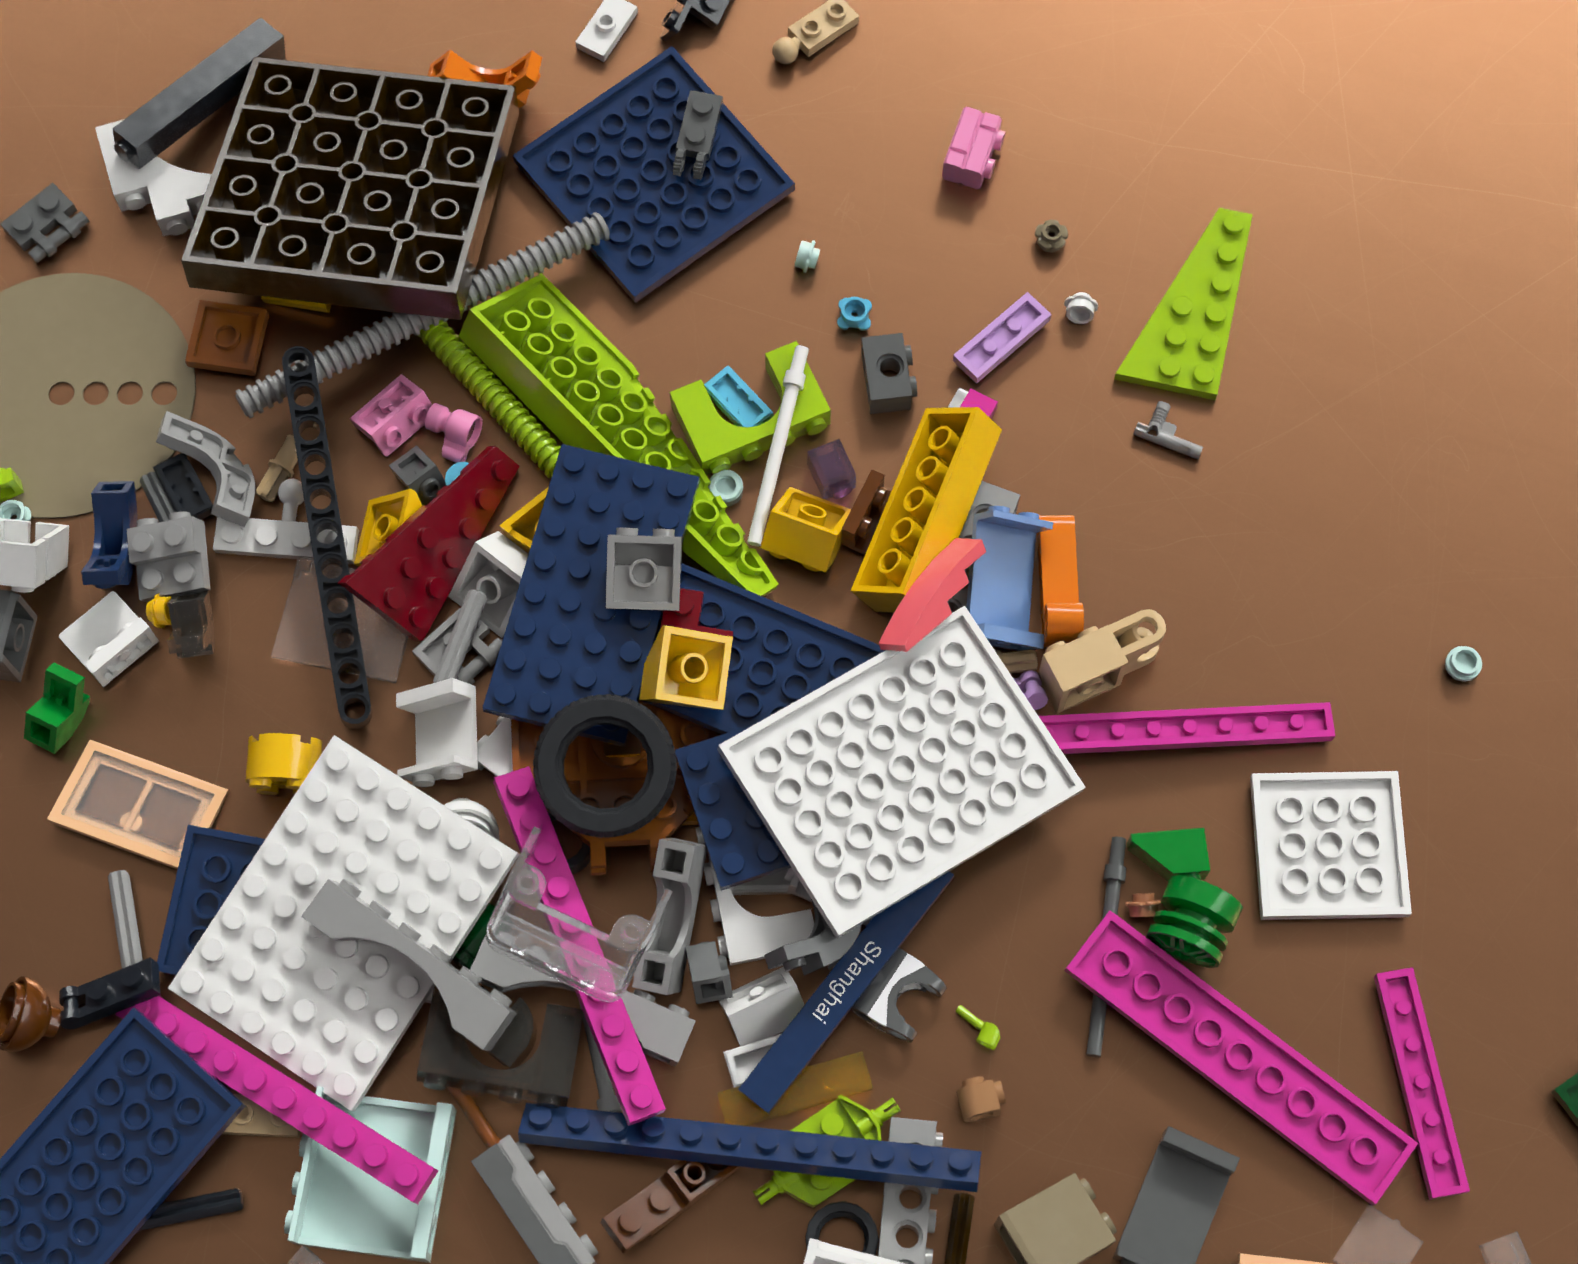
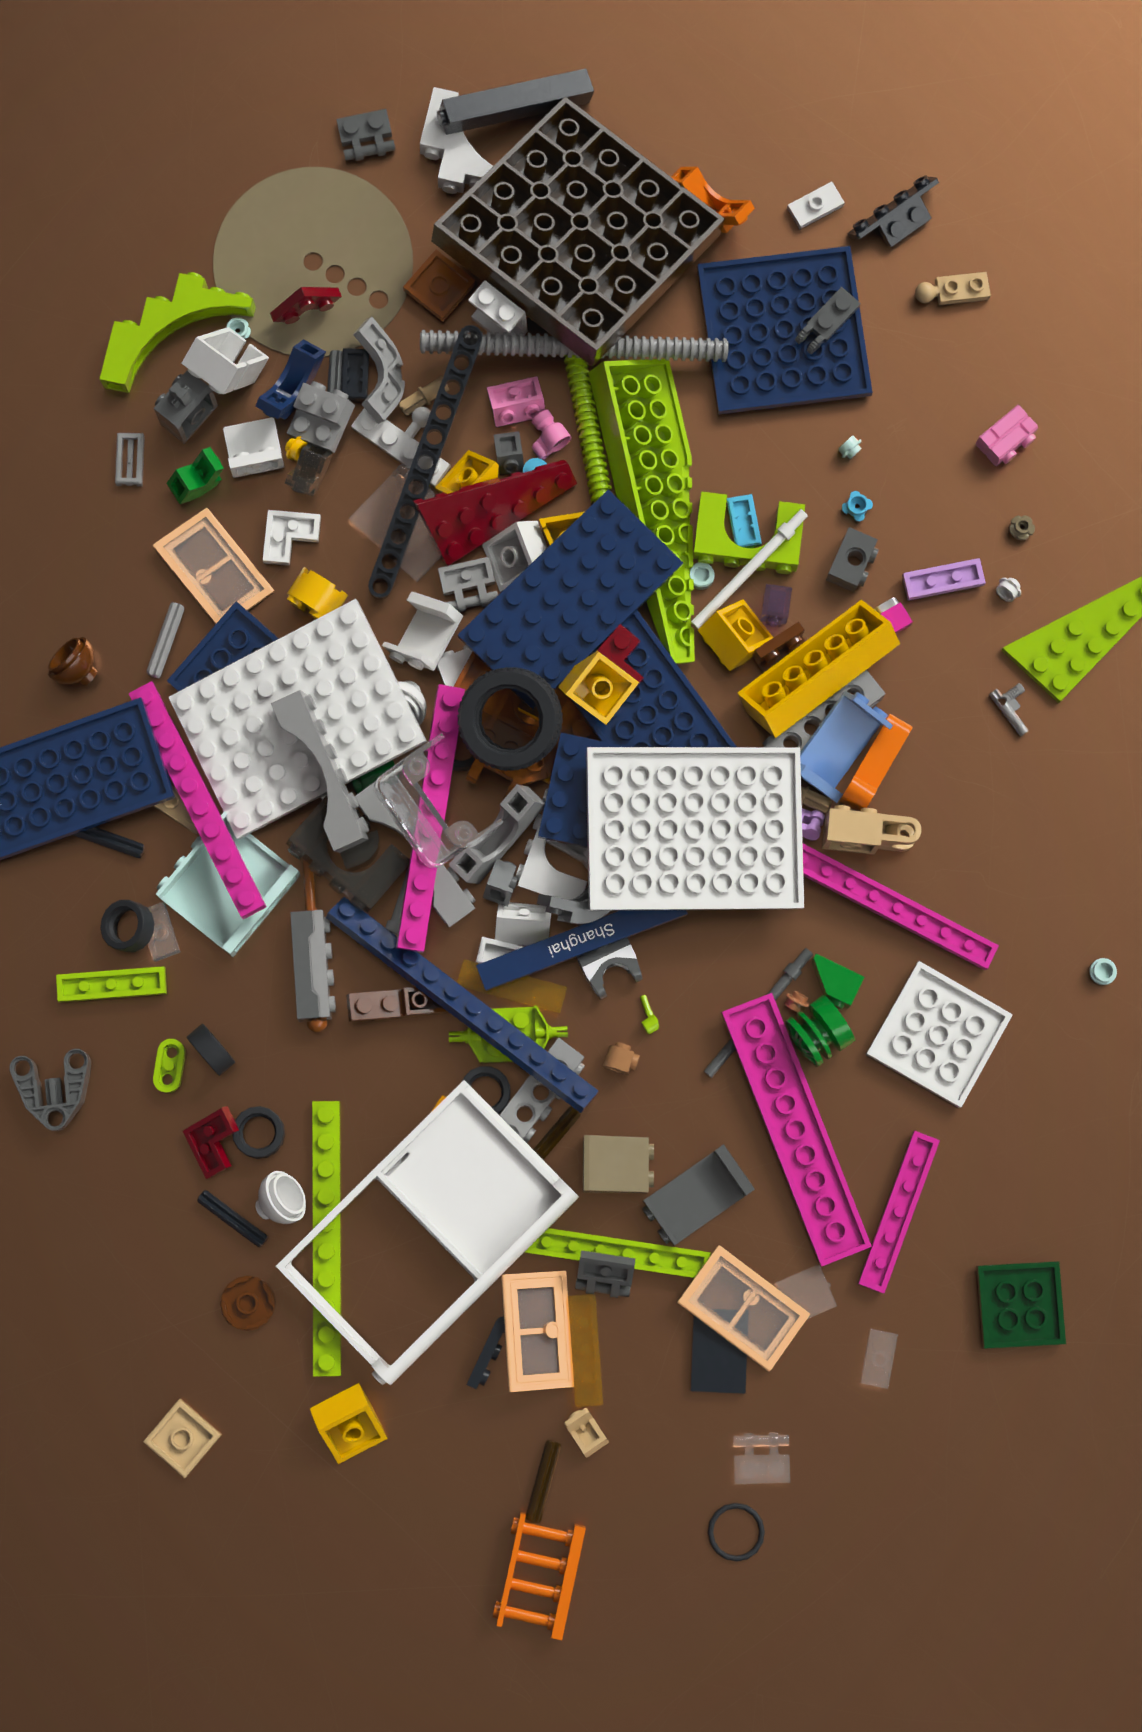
camera: 25 degrees right, 10 degrees up
(73, 435) = (303, 300): none -> dark red plate
(109, 994) = (131, 679): black plate -> none
(199, 709) = (283, 528): none -> white plate
(313, 321) = (497, 312): none -> white panel
(461, 636) = (472, 578): light grey axle -> none
(643, 570) = (609, 605): light grey plate -> none
(927, 598) = (776, 730): coral slope -> none

